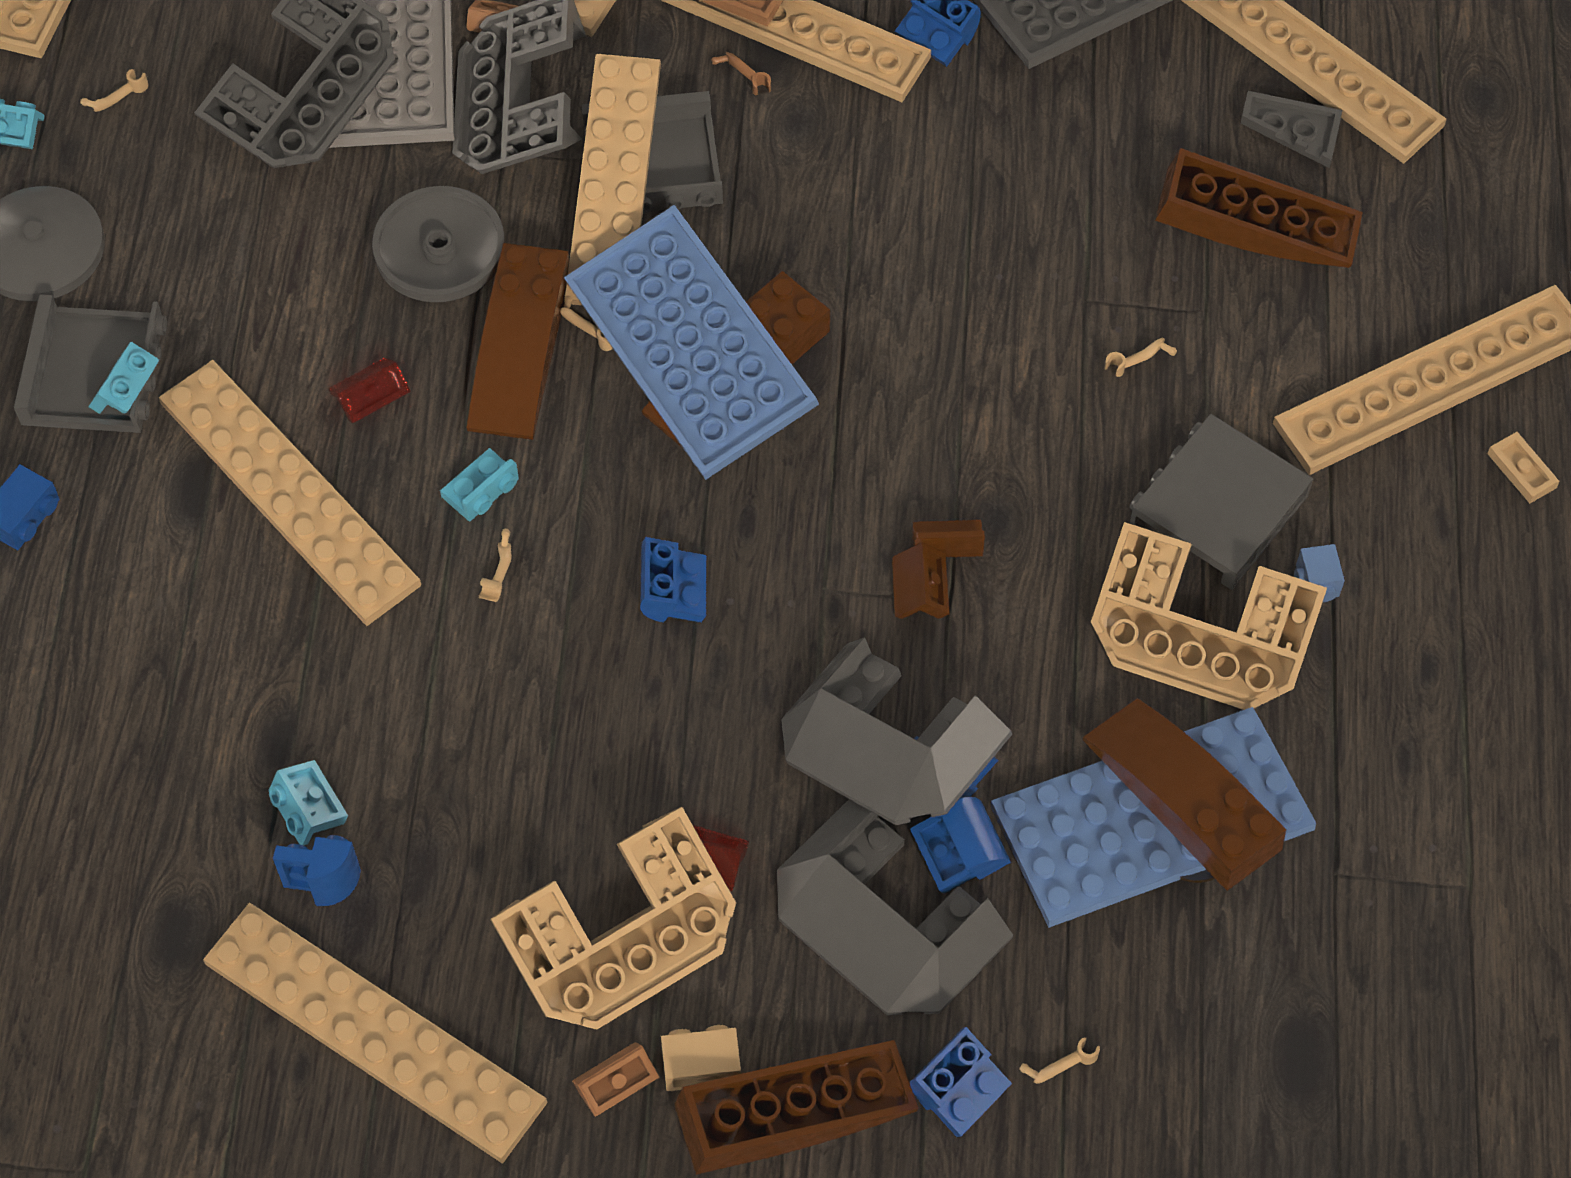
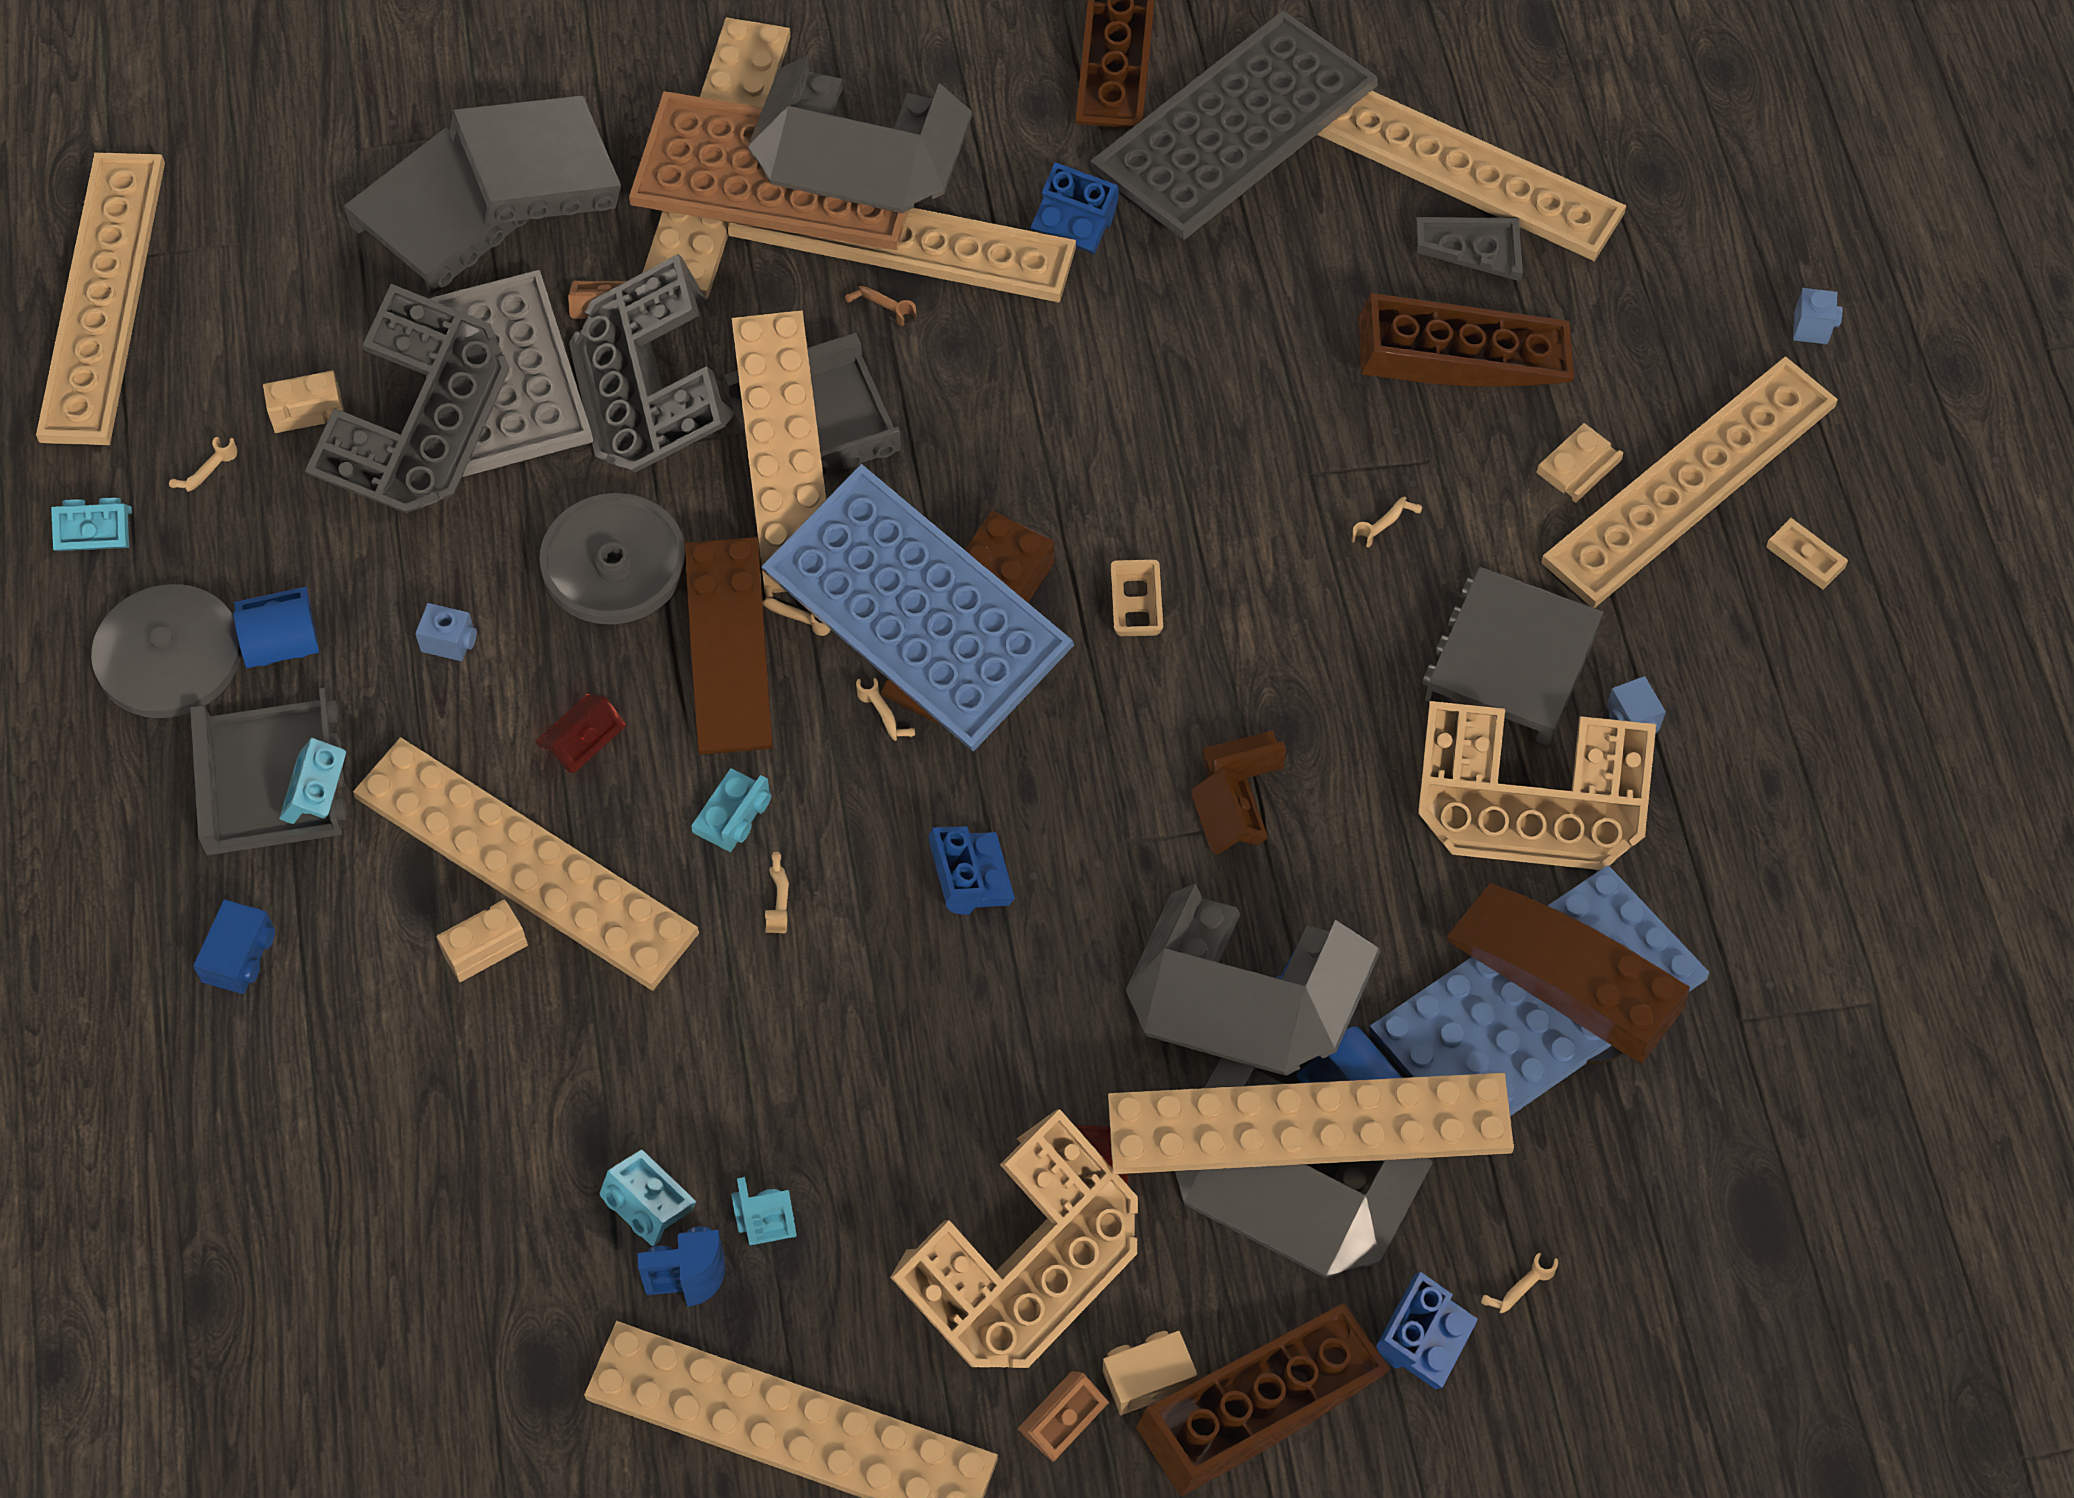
camera: 15 degrees left, 0 degrees up
(133, 242) = (275, 627): none -> blue brick
(212, 52) = (302, 401): none -> tan brick
(229, 549) = (482, 940): none -> tan brick
(277, 277) = (445, 632): none -> medium blue brick
(400, 841) = (764, 1216): none -> medium azure bracket
(633, 412) = (872, 695): none -> tan piece
(878, 379) = (1151, 603): none -> tan piece
(906, 872) = (1310, 1123): none -> tan plate
(1335, 341) = (1579, 462): none -> tan plate

